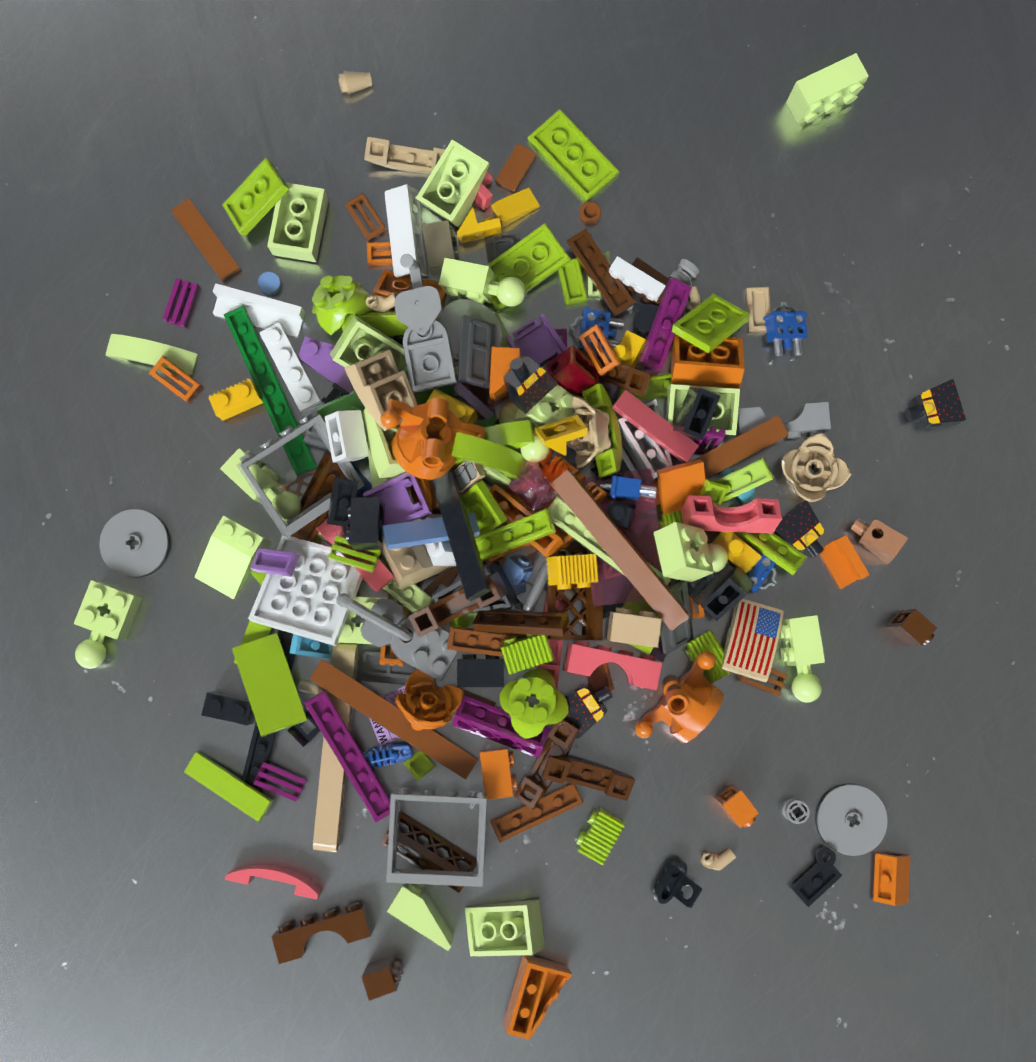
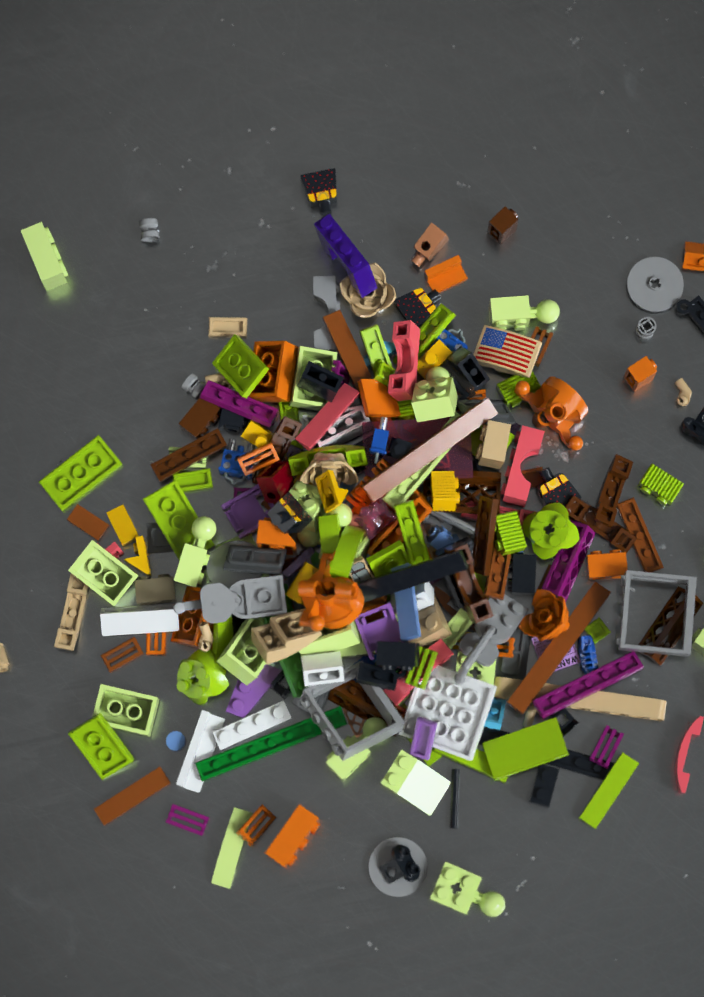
camera: 85 degrees left, 5 degrees down
(131, 548) = (403, 864): none -> black bracket
(158, 419) = (293, 836): none -> orange brick
(214, 604) = (454, 799): none -> black bar
(235, 399) = (278, 771): yellow brick -> none
(590, 213) = (133, 462): dark orange tile -> none
(637, 279) = (198, 425): white piece -> none
(786, 328) = (246, 305): blue piece -> none
(857, 436) = (338, 245): none -> dark purple arch
(869, 209) = (149, 230): none -> light grey wheel

